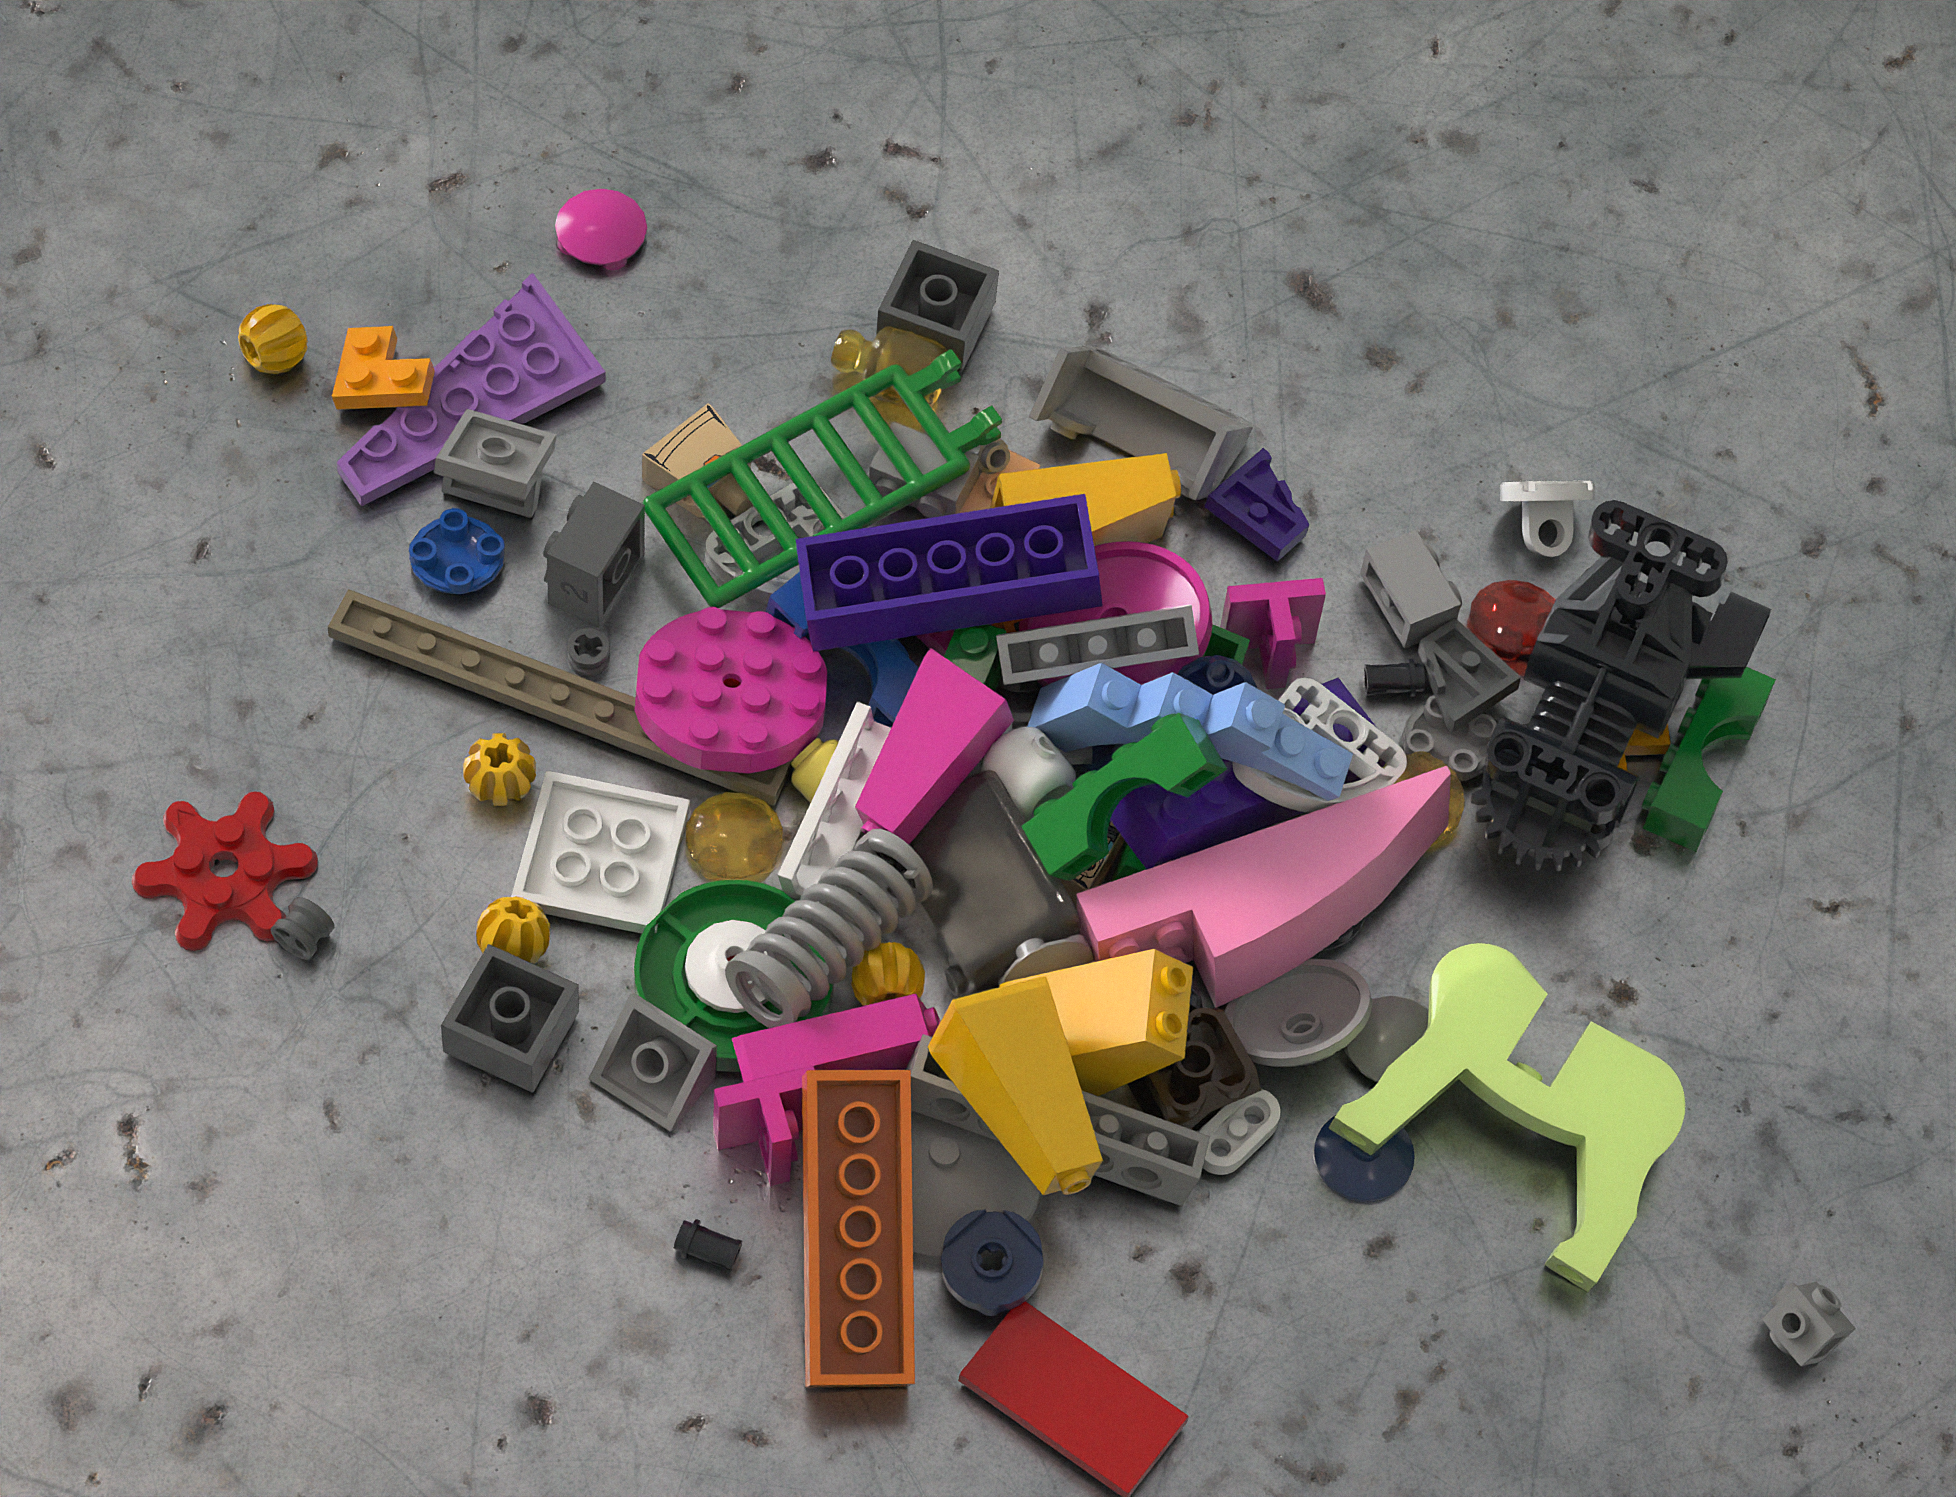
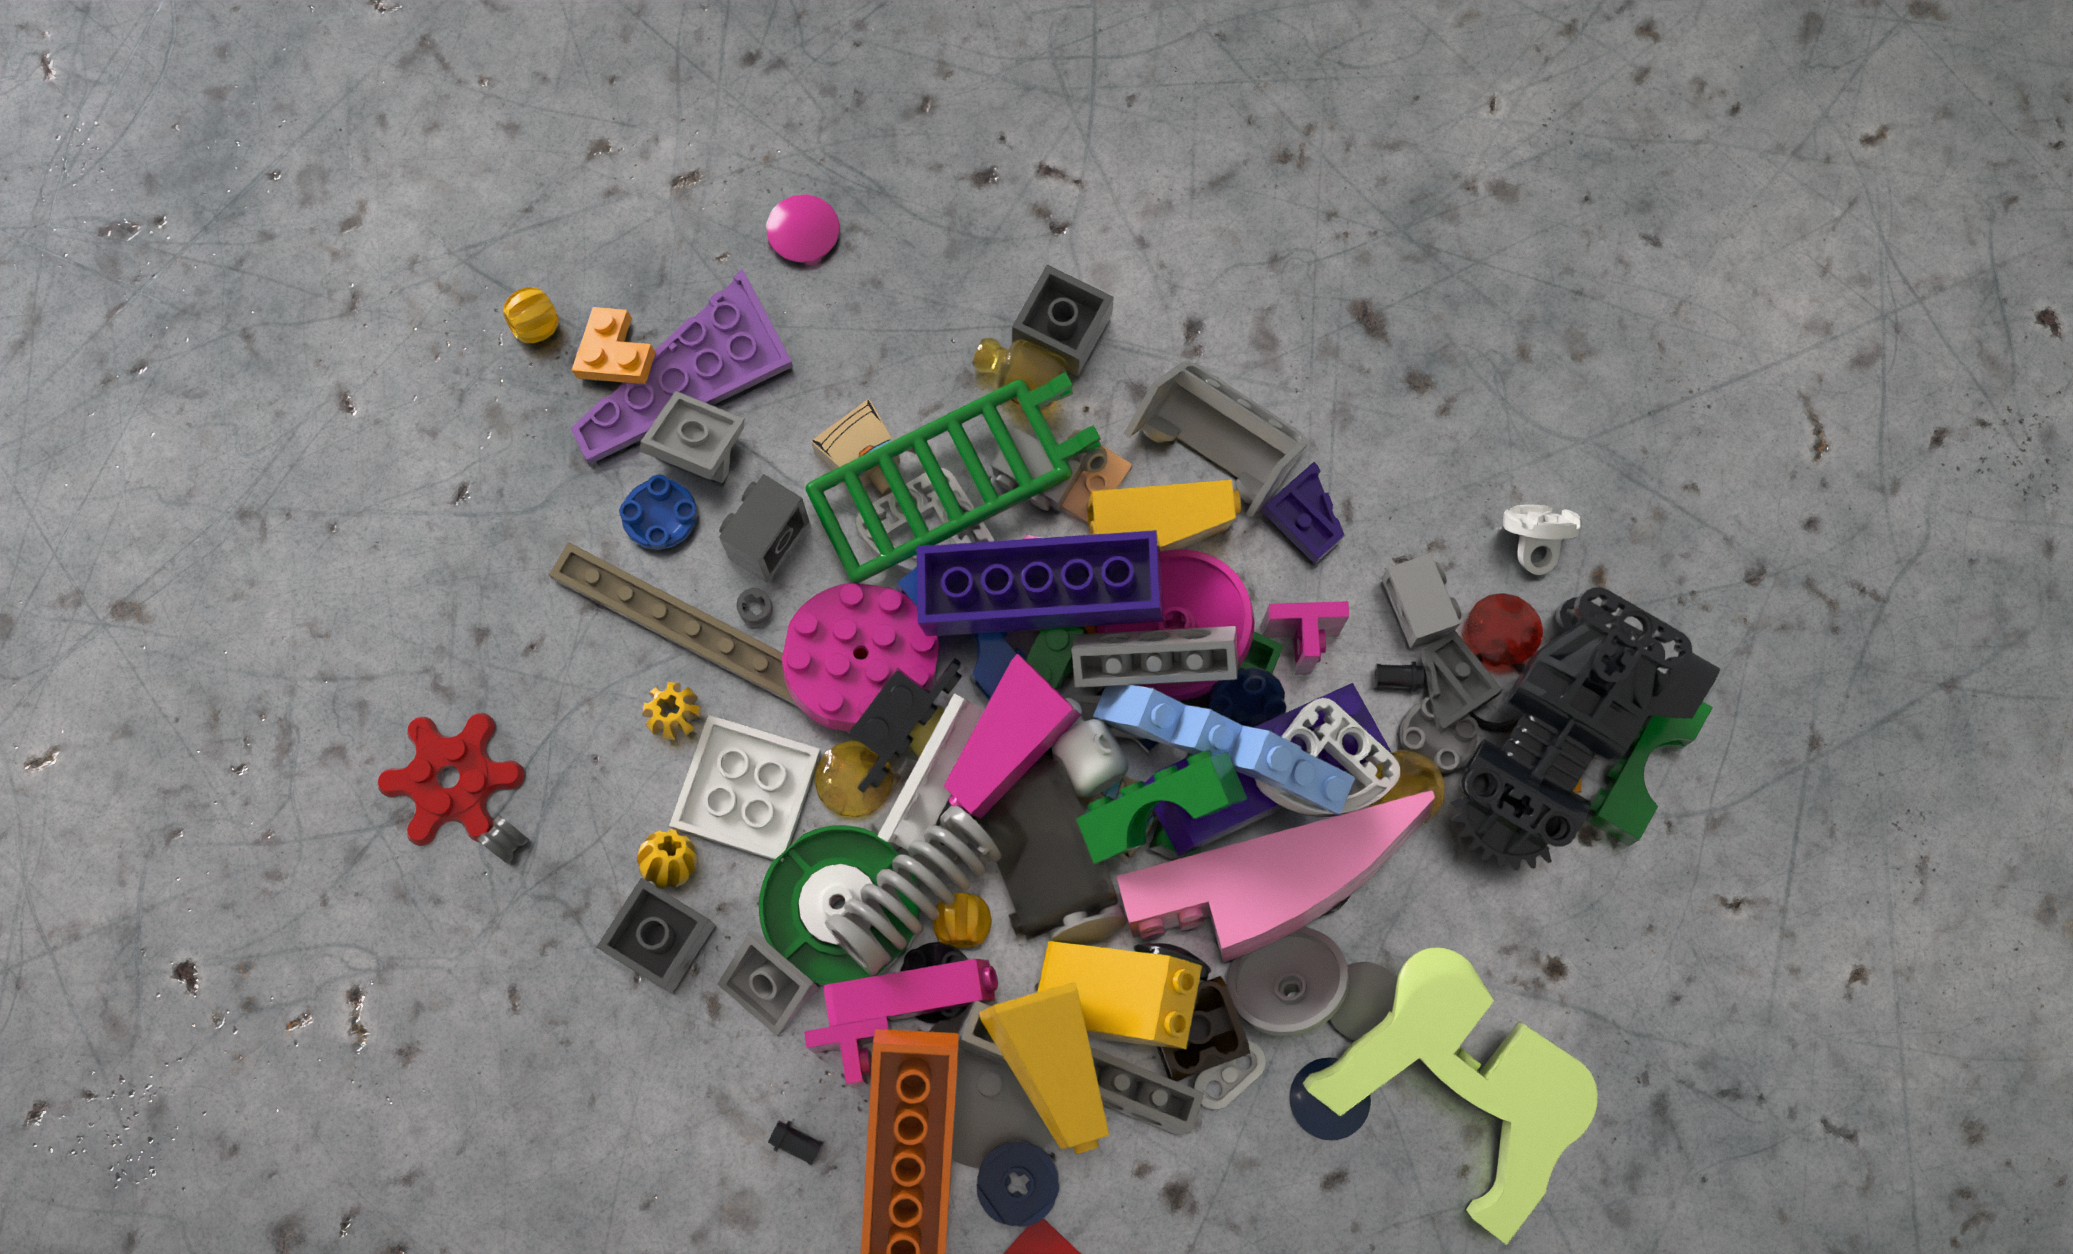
camera: 10 degrees right, 15 degrees up
(783, 738) = (893, 715): none -> black bracket

